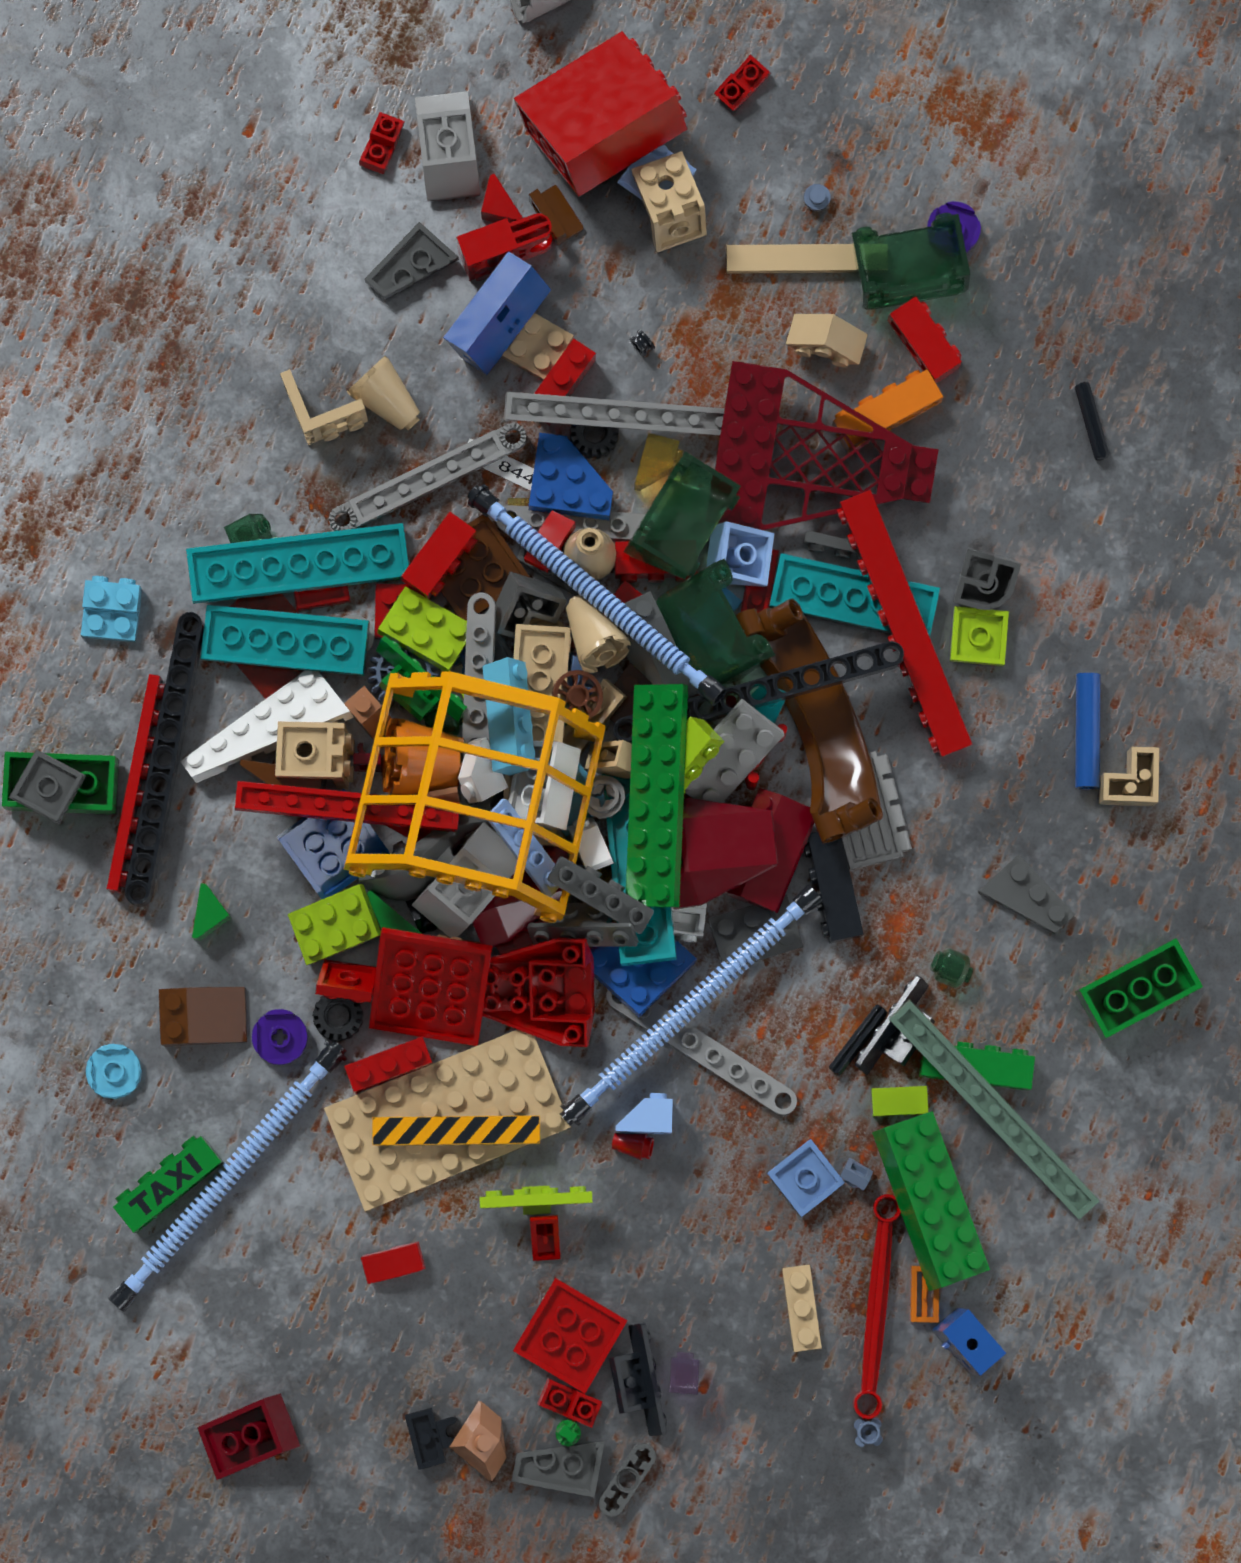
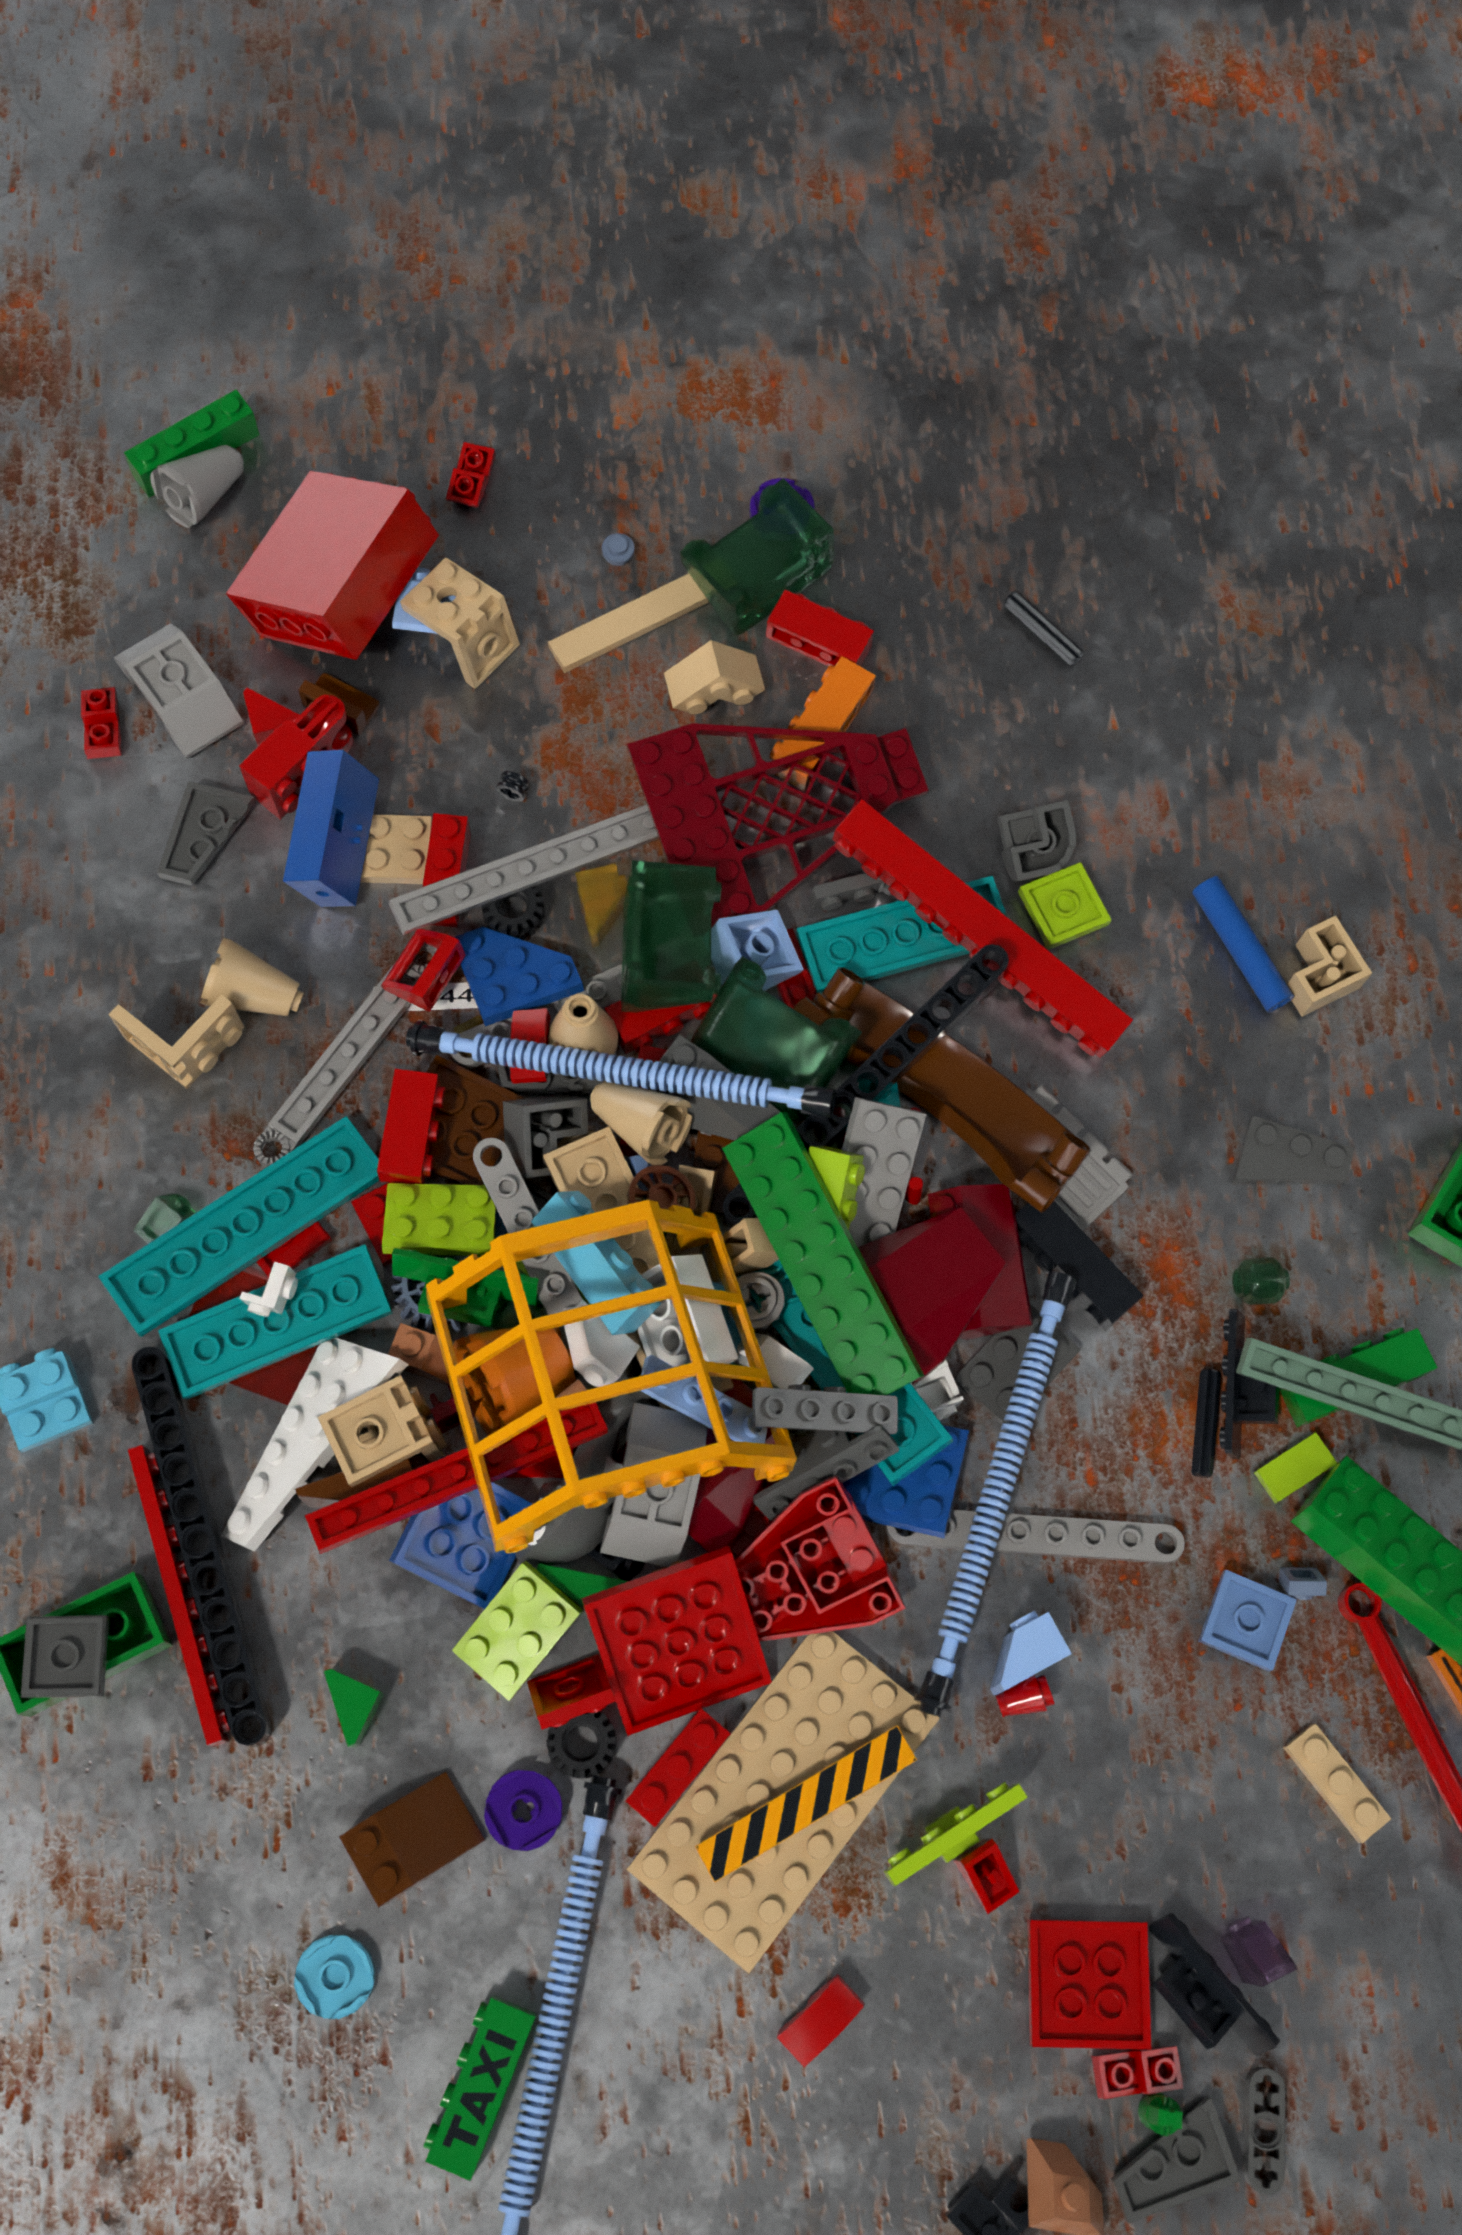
camera: 30 degrees left, 10 degrees down
(297, 621) = (279, 1288): none -> white bracket
(512, 458) = (436, 974): none -> red tile

